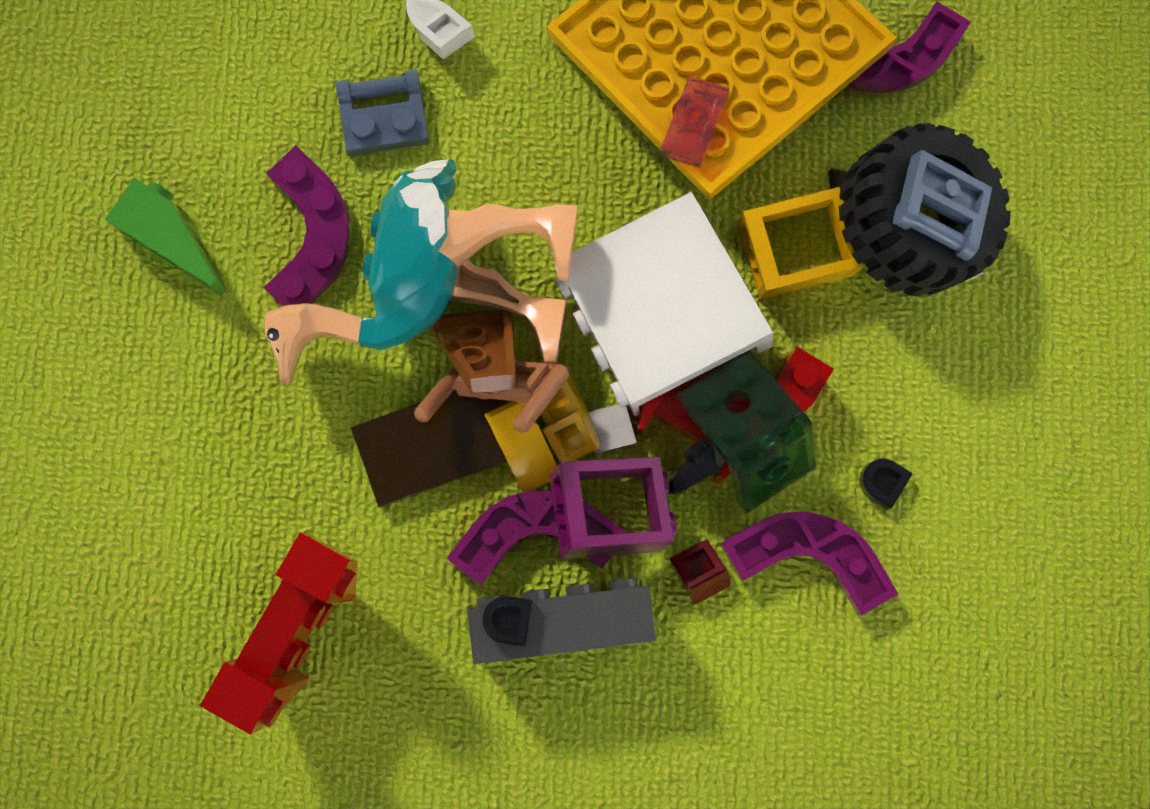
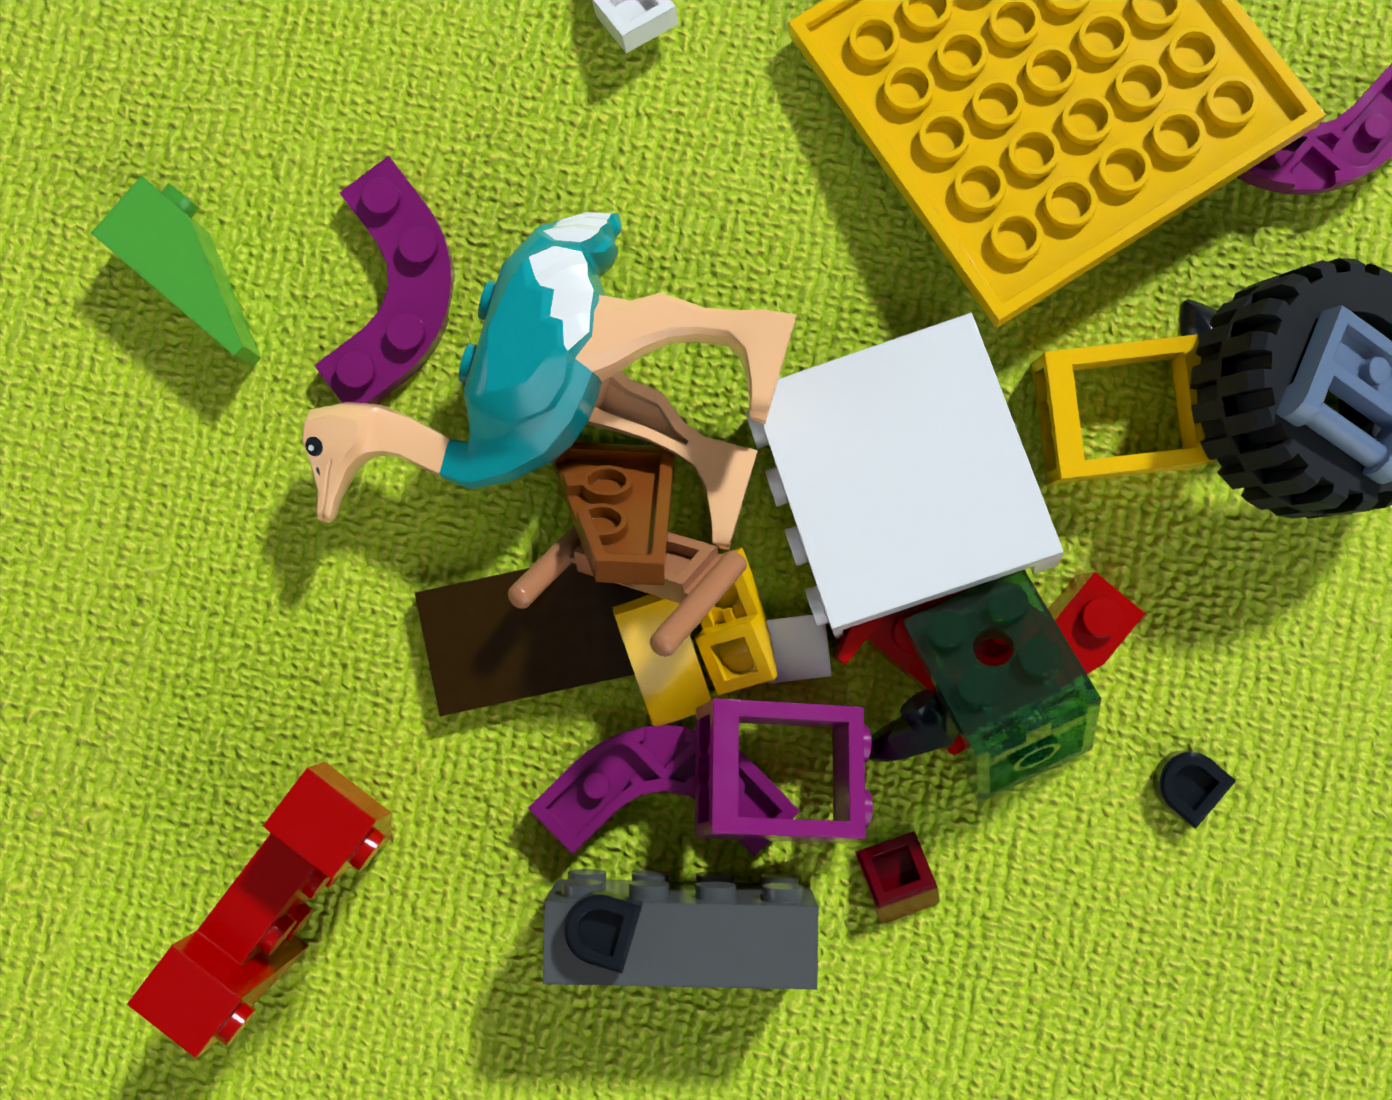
camera: 20 degrees right, 5 degrees up
(383, 125) = (527, 142): sand blue plate -> none
(694, 122) = (993, 205): clear pink plate -> none
(820, 538) = (1075, 853): magenta plate -> none

